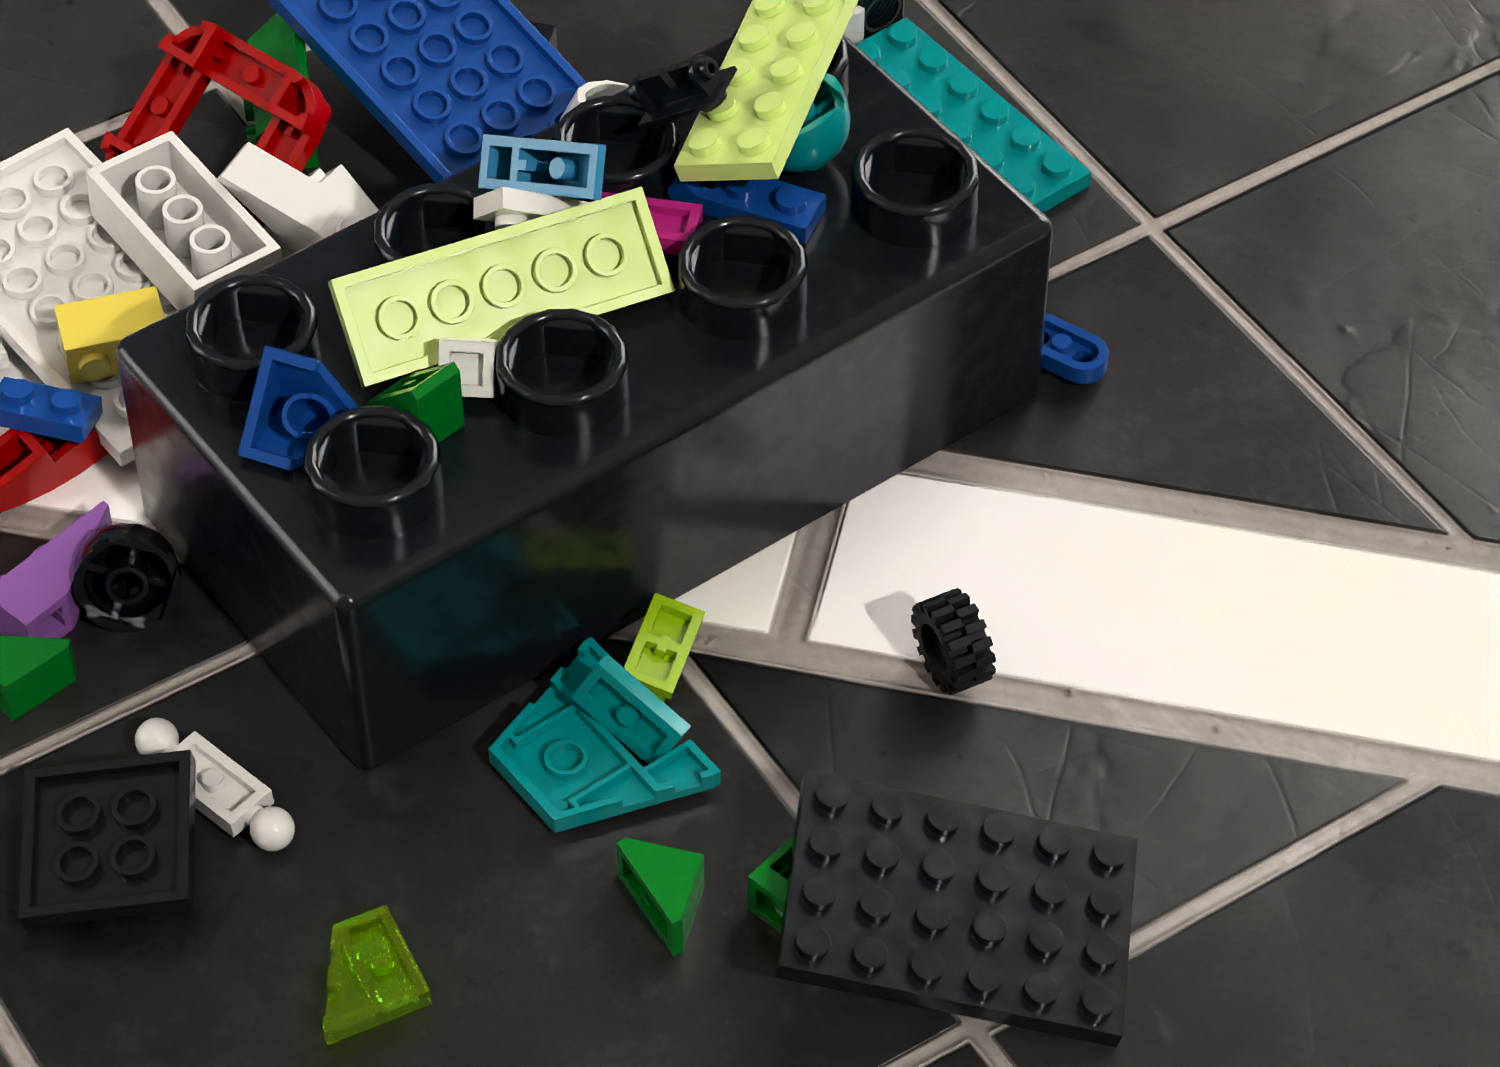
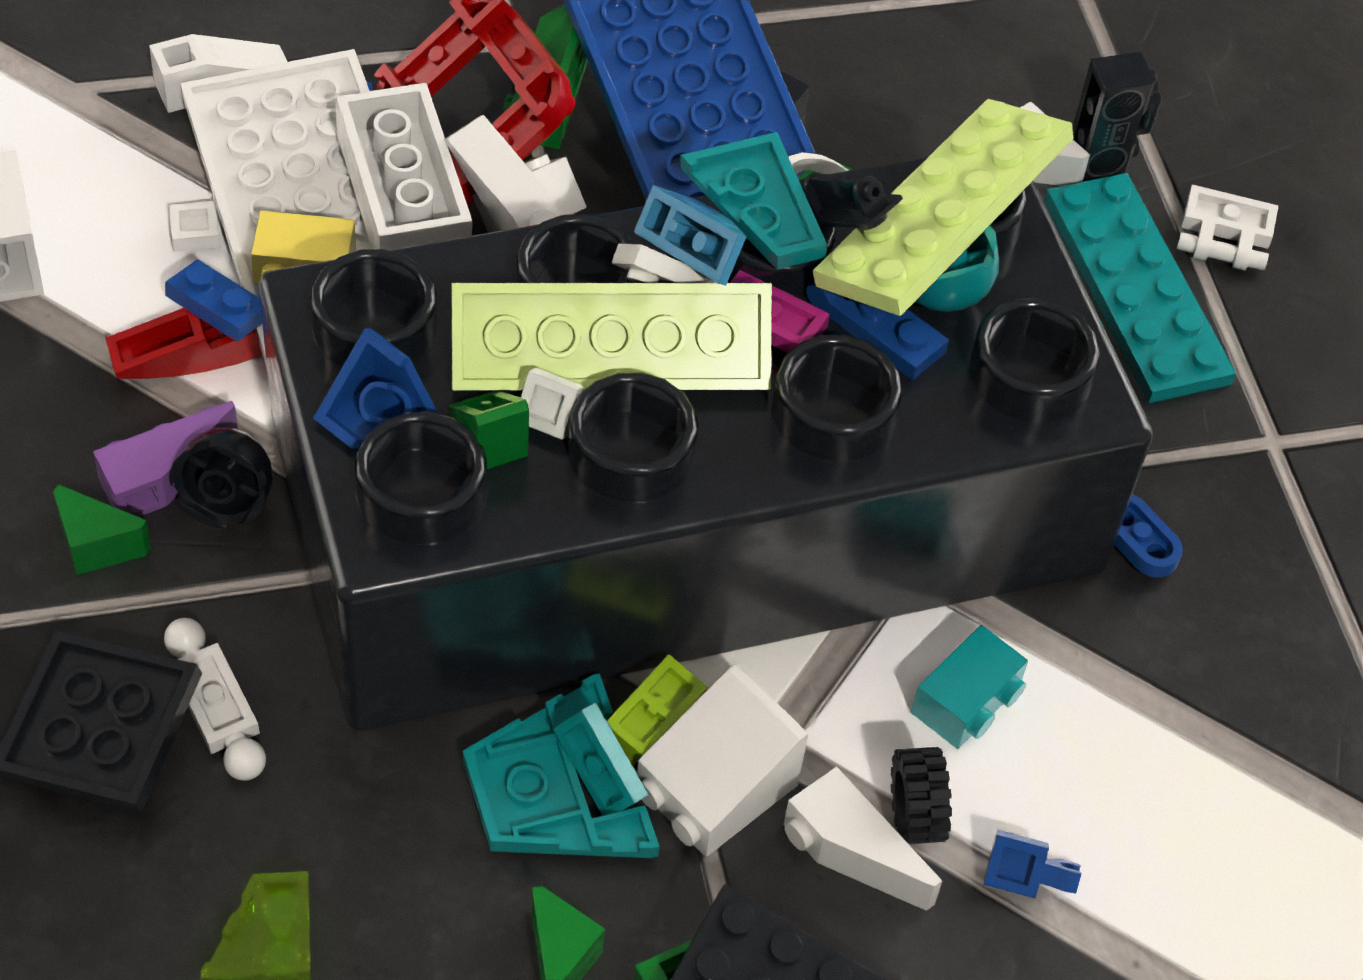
camera: 15 degrees right, 5 degrees up
(589, 105) = (761, 196): none -> teal wing
(752, 671) = (723, 762): none -> white slope
(909, 705) = (854, 839): none -> white slope
(957, 534) = (970, 687): none -> teal brick
(1026, 29) = (1230, 218): none -> white plate
(1073, 674) = (1022, 864): none -> blue plate

